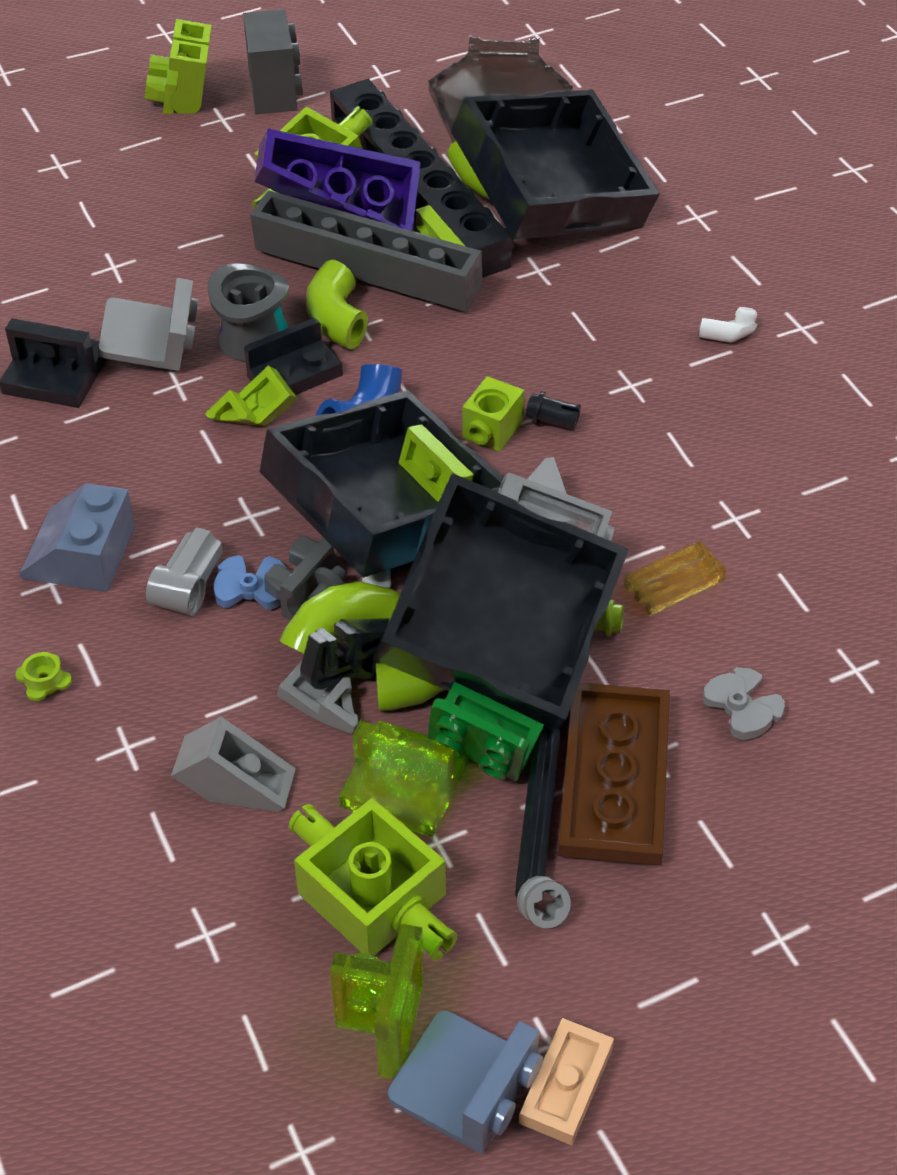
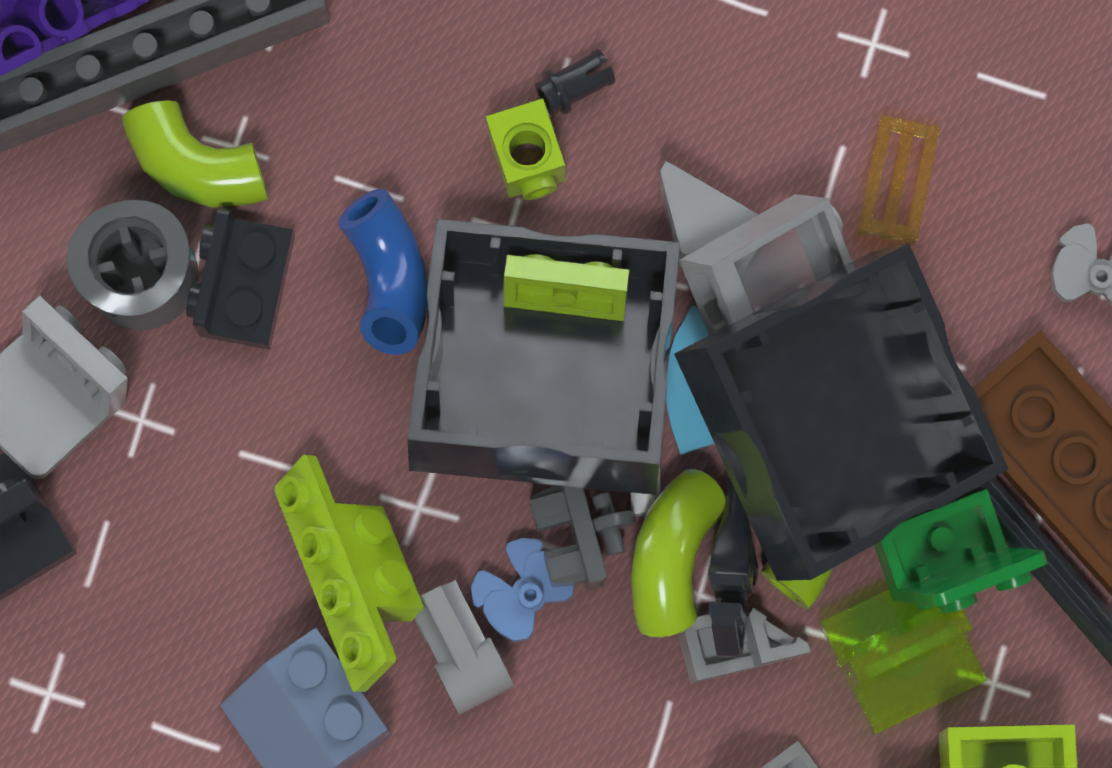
camera: 45 degrees left, 30 degrees up
(184, 495) = (351, 568): none -> lime bracket
(257, 403) = (269, 370): lime slope -> none

